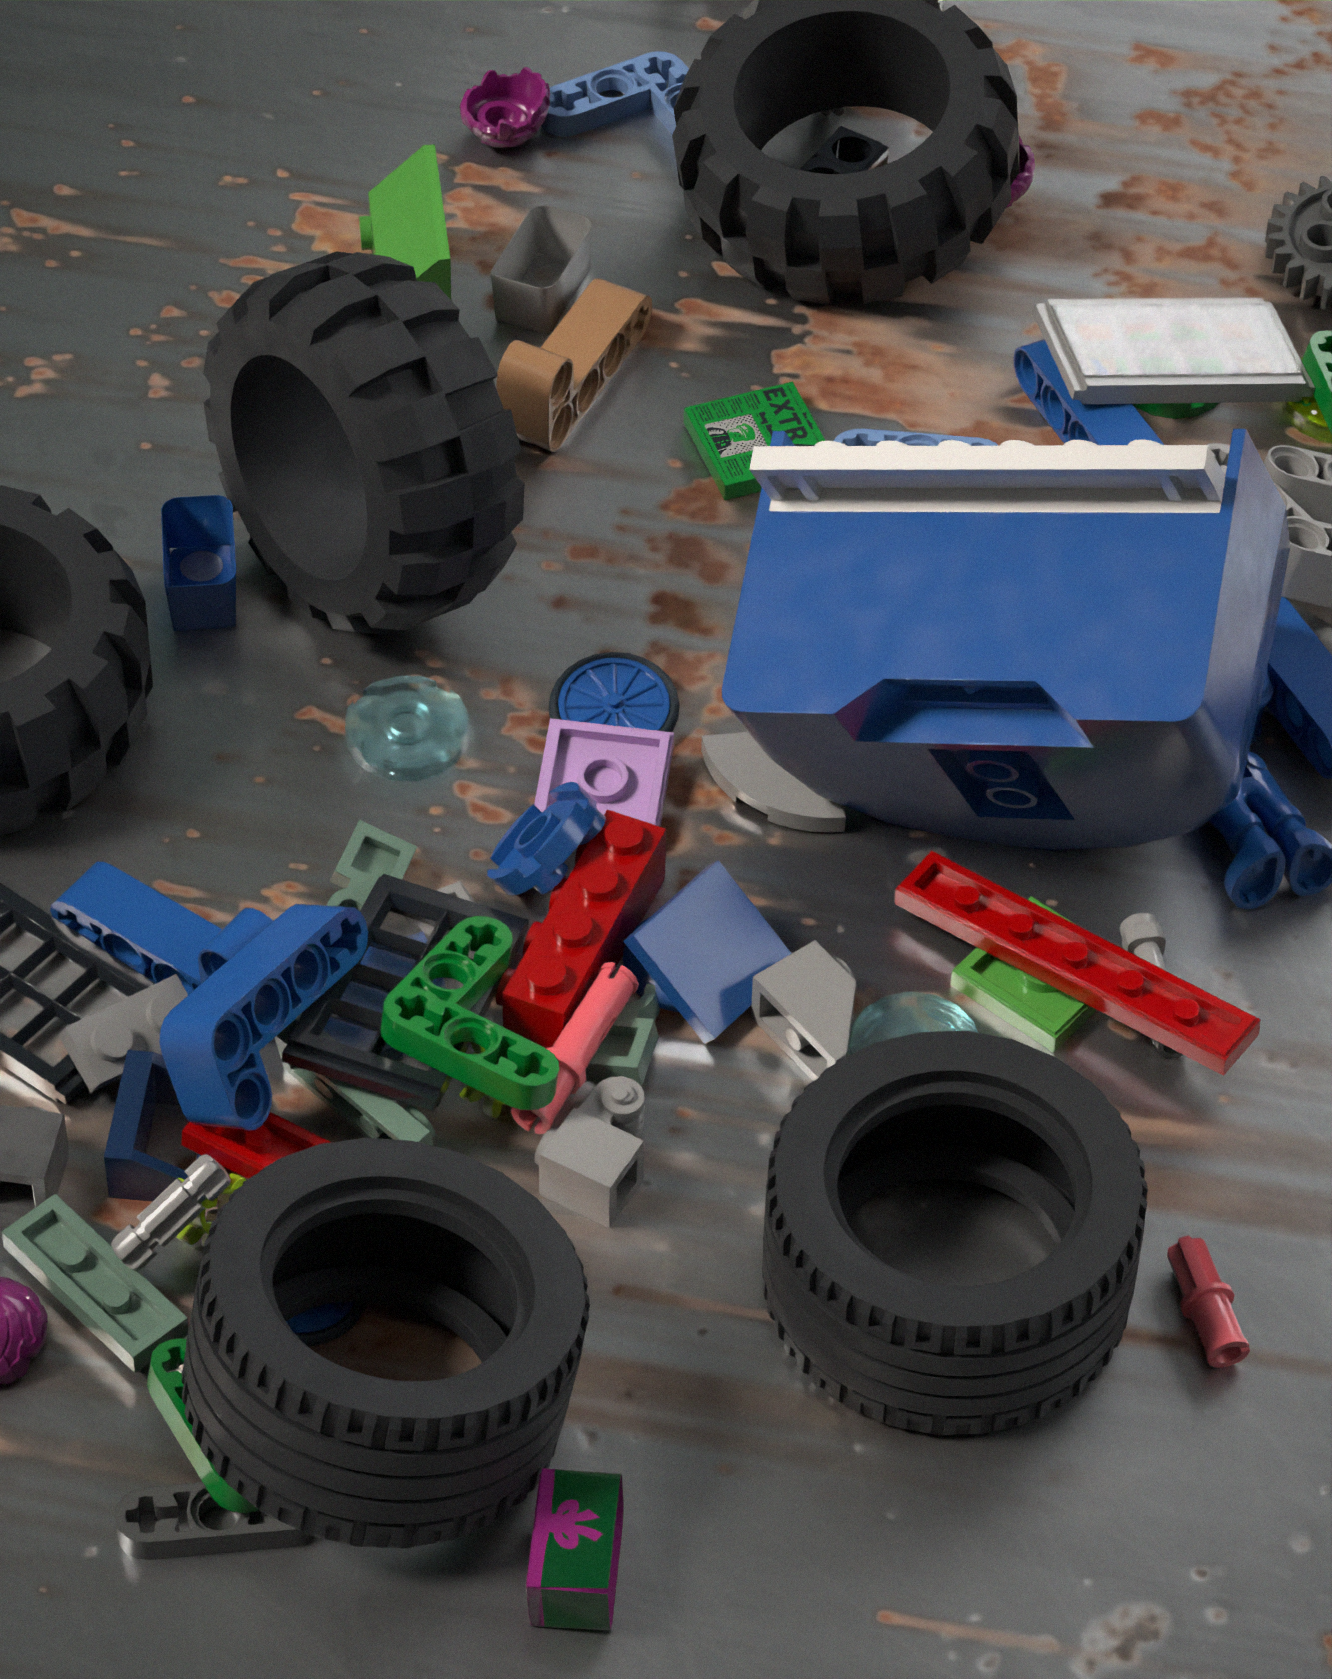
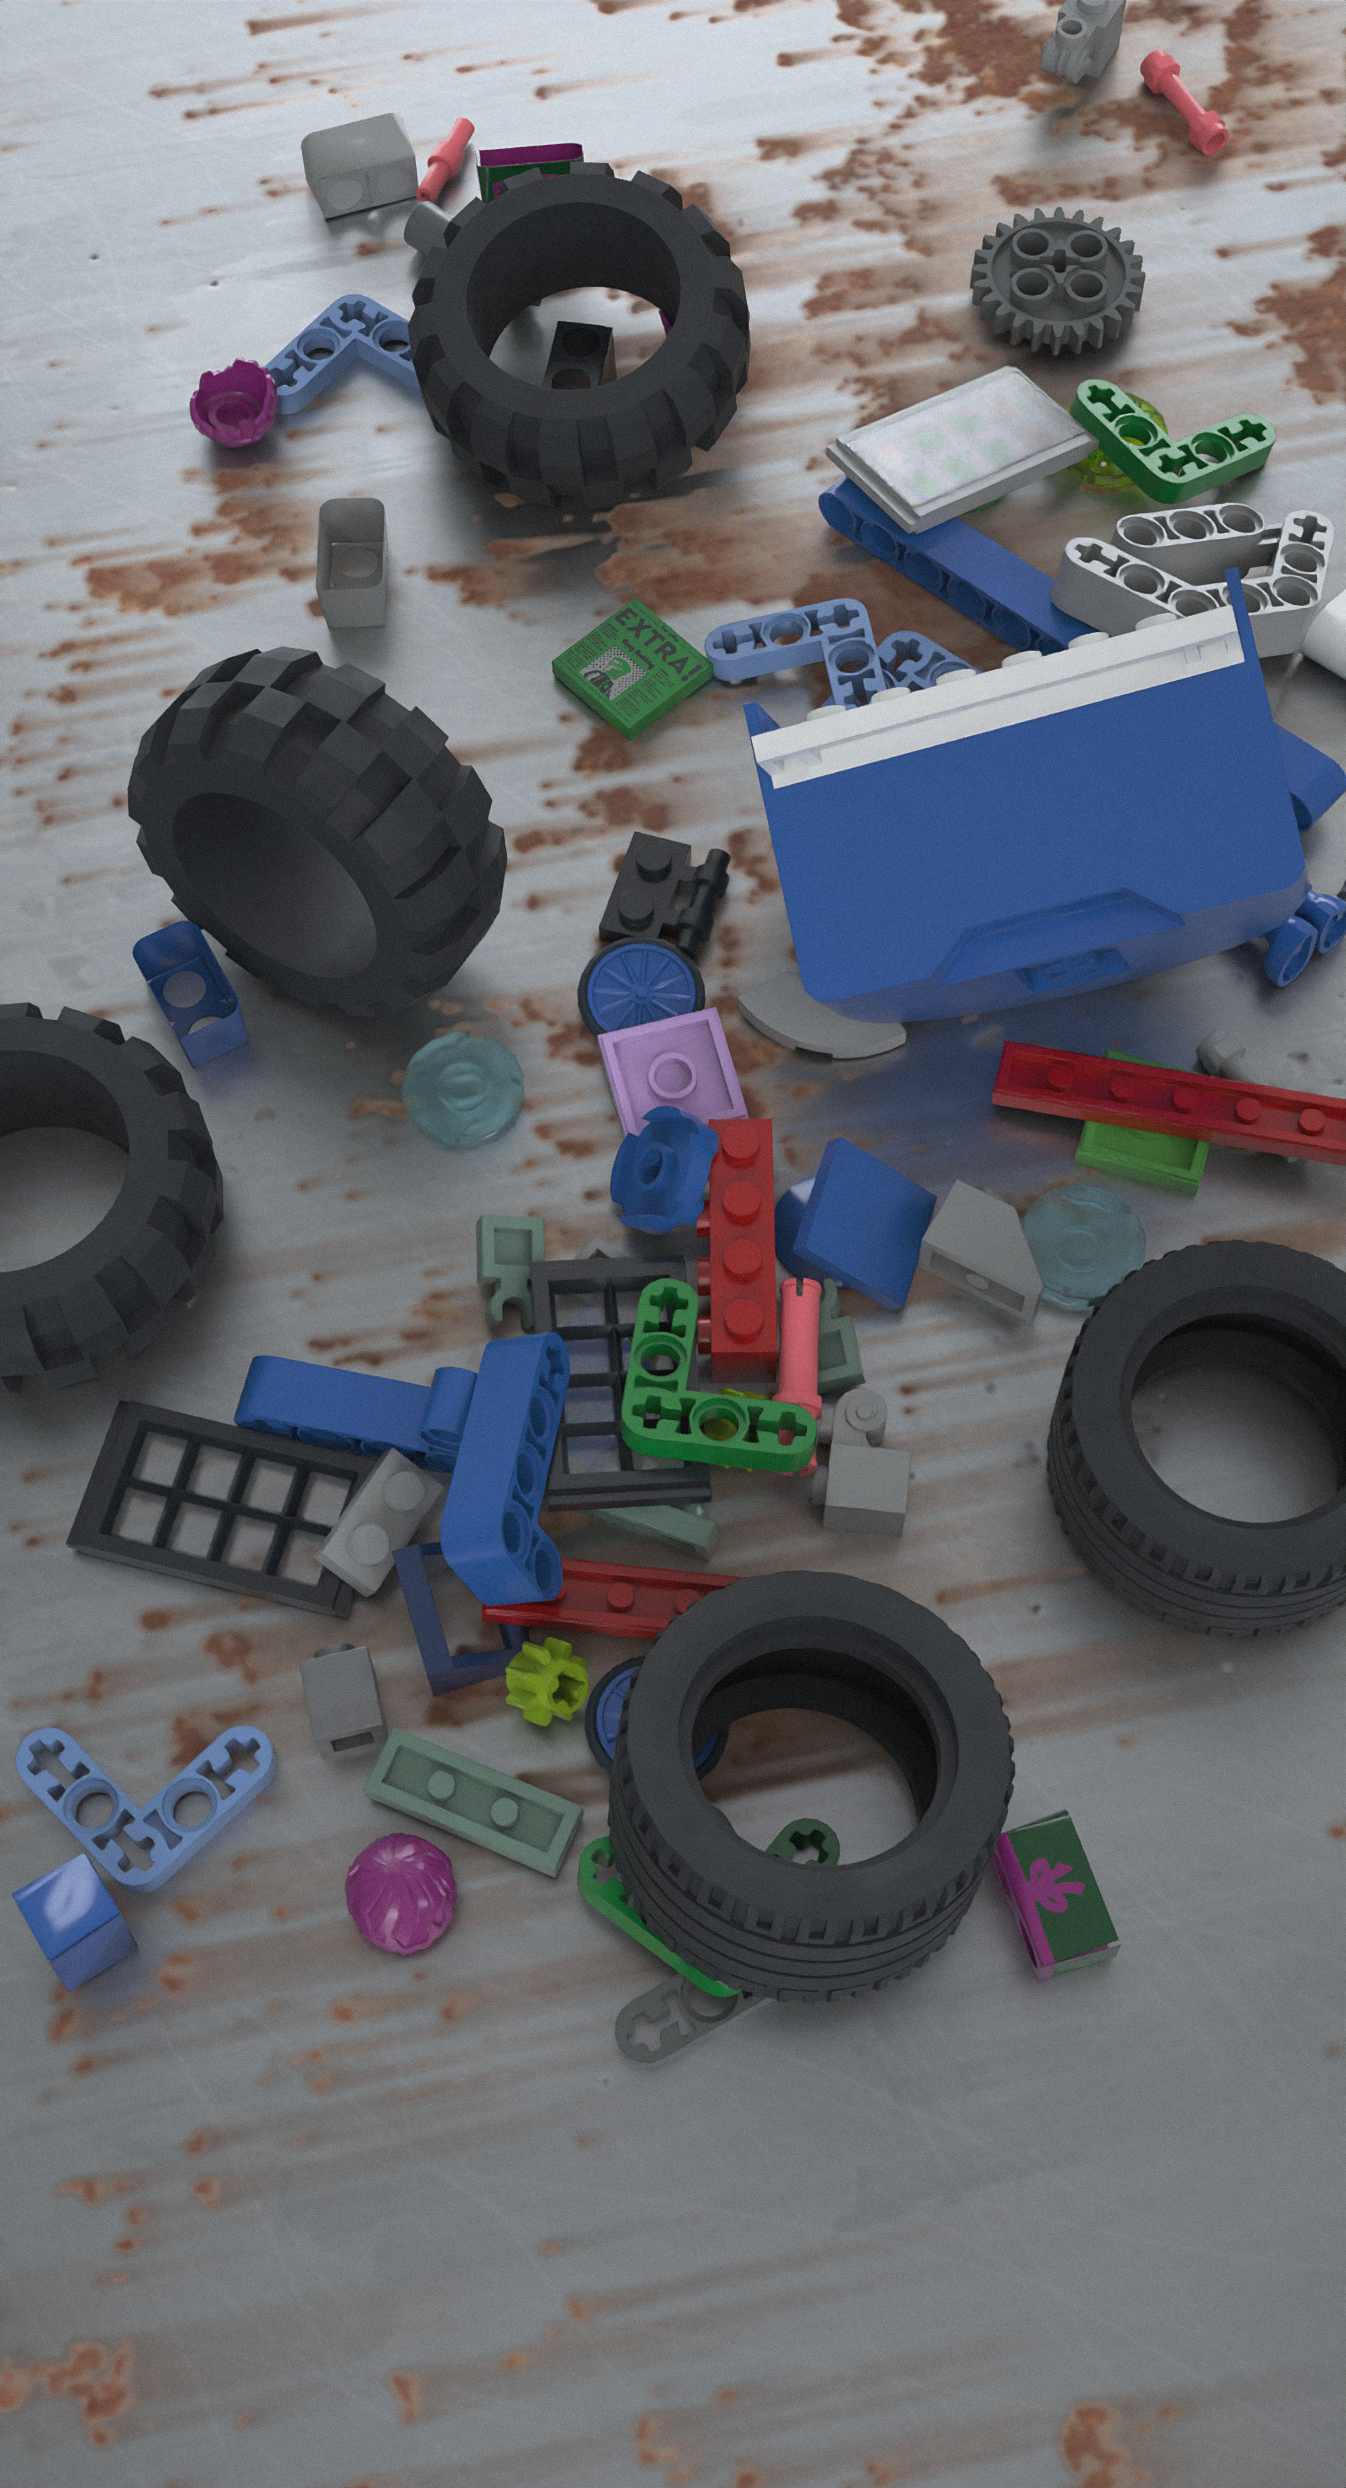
camera: 20 degrees left, 15 degrees up
(170, 1212) = (524, 1714): light grey axle -> none
(409, 219) = (221, 580): bright green slope -> none
(561, 380) = (432, 639): medium nougat beam -> none
(671, 624) = (649, 887): none -> black plate

